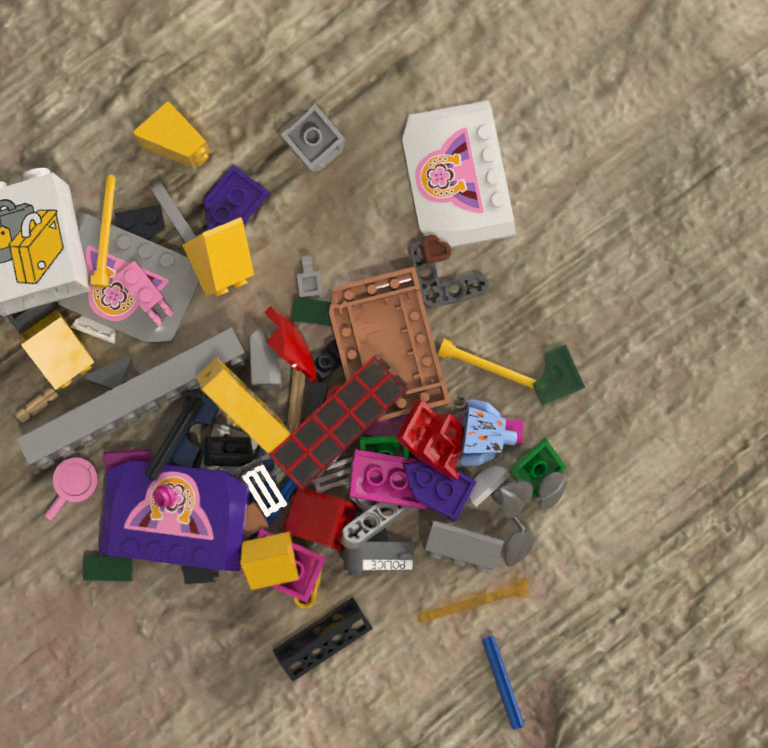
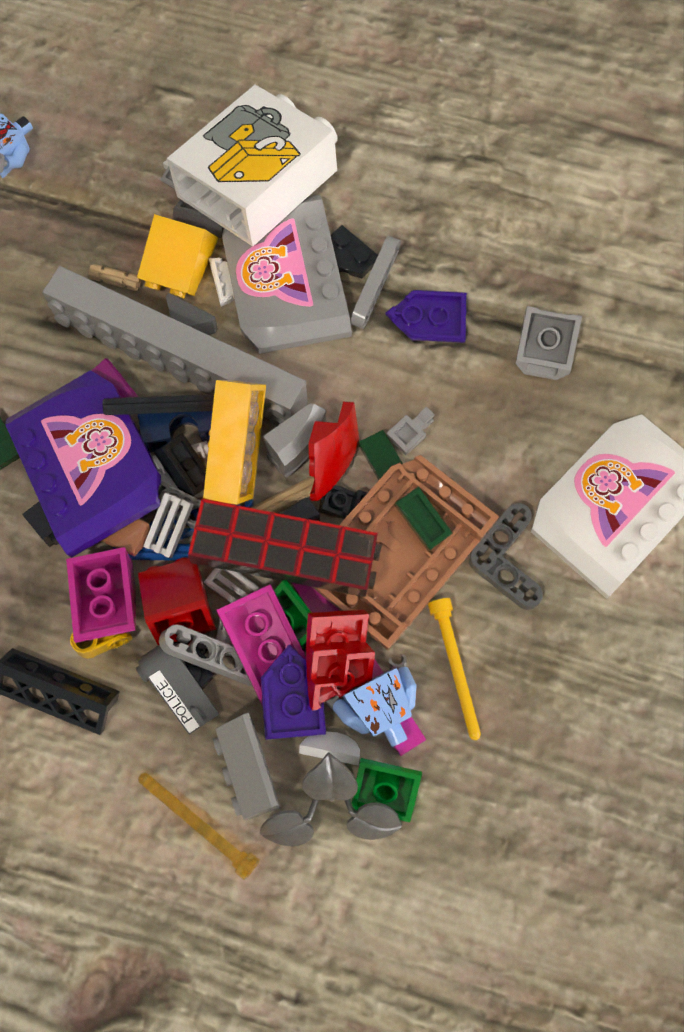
camera: 55 degrees right, 10 degrees down
(73, 482) = (62, 355): bright pink piece -> none
(100, 276) = (269, 243): yellow piece -> none
(143, 291) = (285, 290): bright pink hinge -> none
(164, 496) = (92, 430): dark pink plate -> none
(172, 137) = (447, 217): yellow slope -> none
(221, 258) = (369, 331): yellow slope -> none
(269, 561) = (93, 574): yellow slope -> none
(380, 317) = (423, 518): none -> dark green tile
(435, 249) = (531, 527): copper tile -> none
(503, 682) = (128, 919): blue axle -> none
(559, 376) = (498, 745): clear green tile -> none

